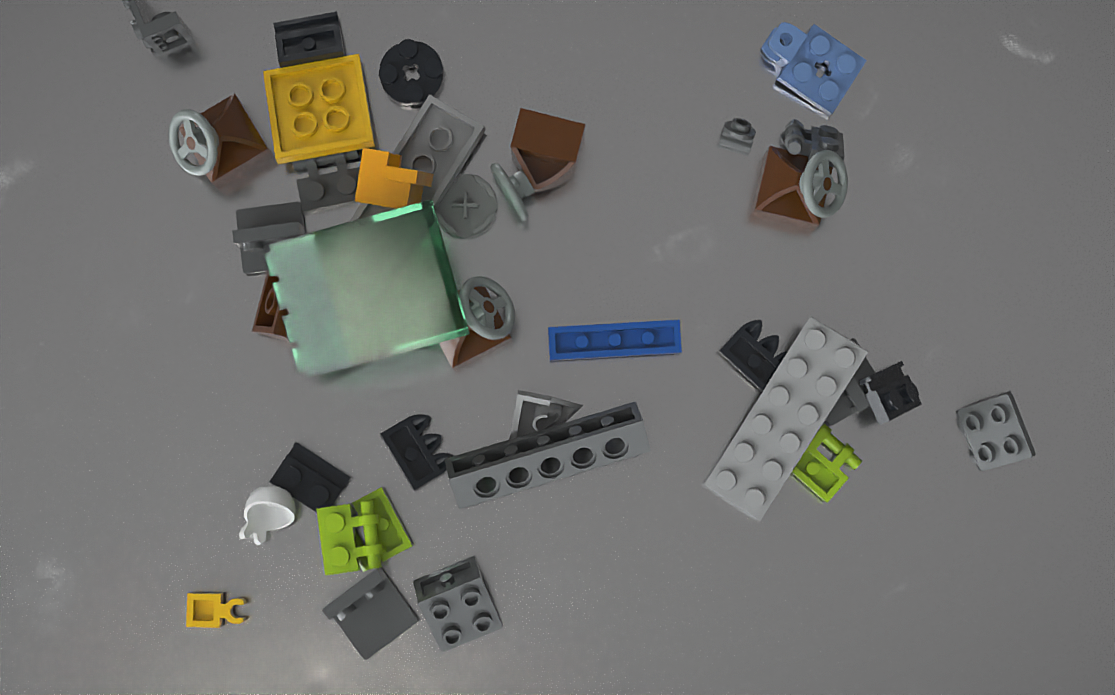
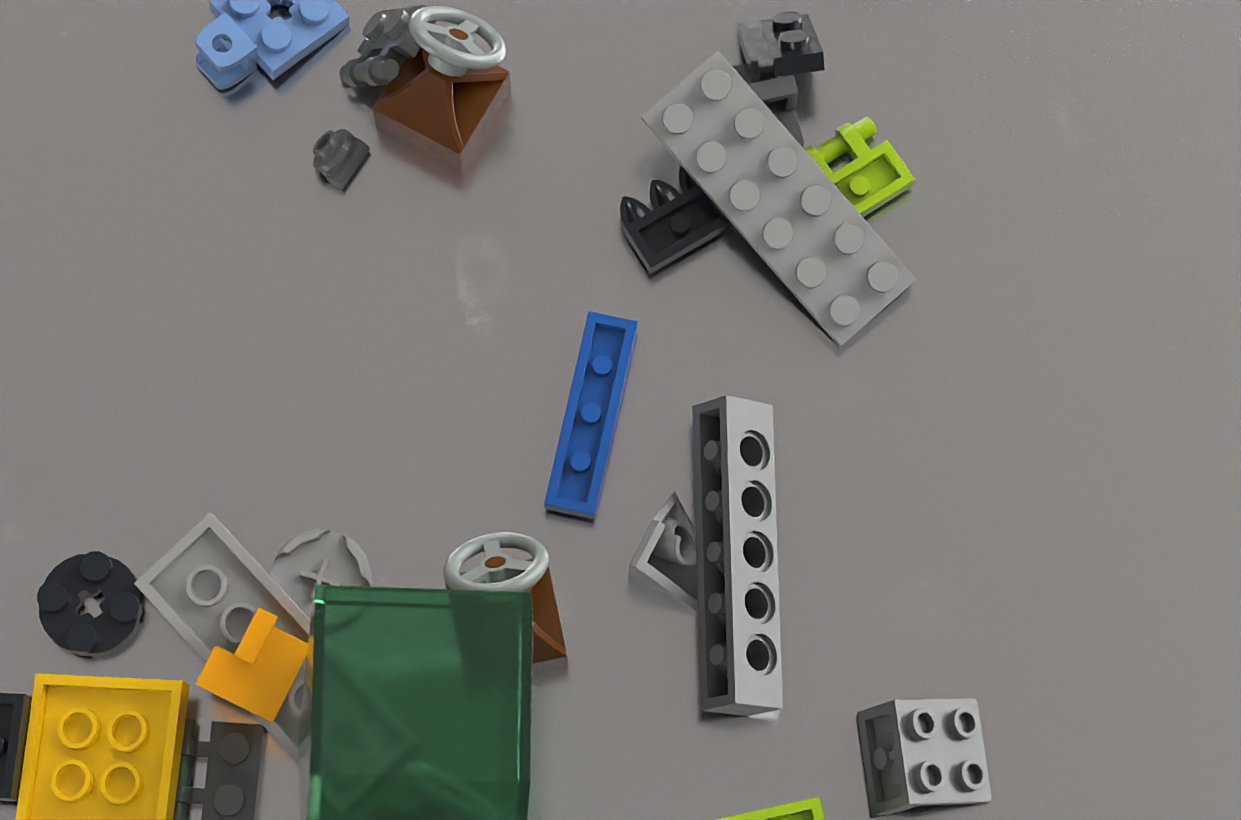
camera: 75 degrees left, 10 degrees down
(414, 451) = (676, 757): black plate -> none
(544, 152) = (283, 435): reddish brown piece -> none

